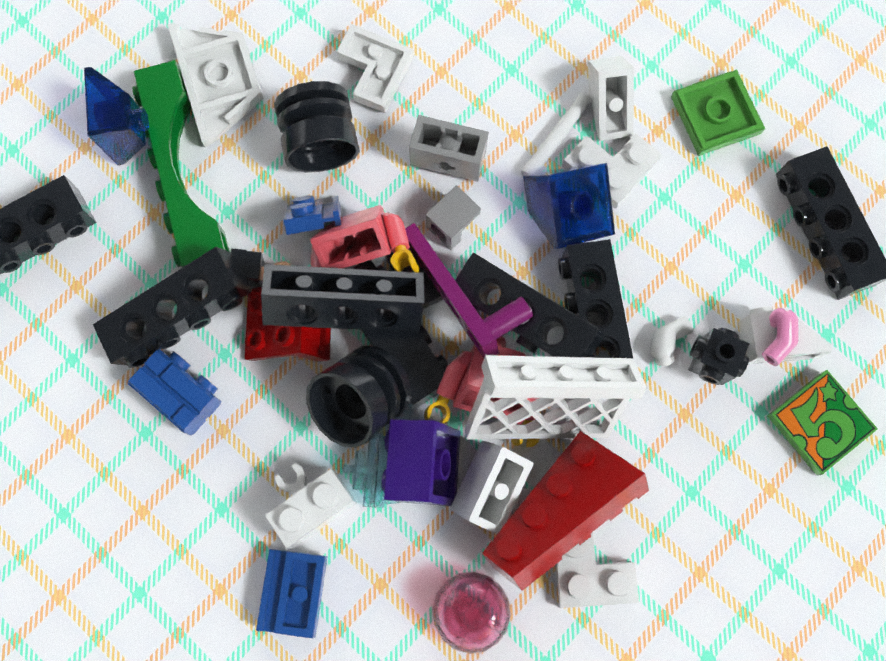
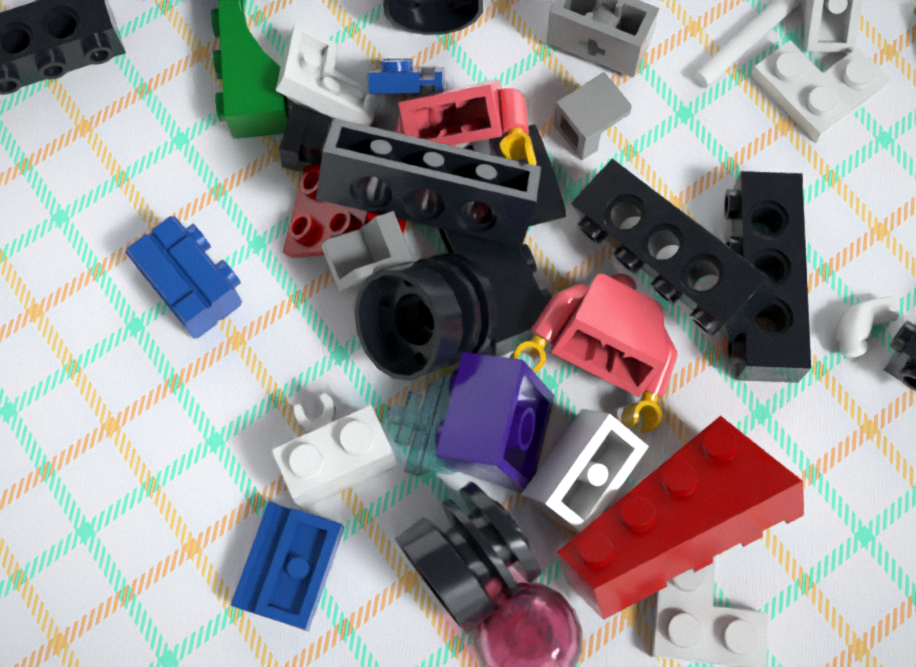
camera: 15 degrees right, 5 degrees down
(122, 329) = (132, 183): black brick -> none
(243, 228) = (310, 79): none -> white plate
(307, 357) = (366, 251): none -> light grey panel
(419, 566) = (469, 555): none -> black wheel
(481, 332) = (603, 255): magenta piece -> none
(552, 381) = (705, 333): white fence -> none
(571, 204) = (756, 120): clear blue slope -> none

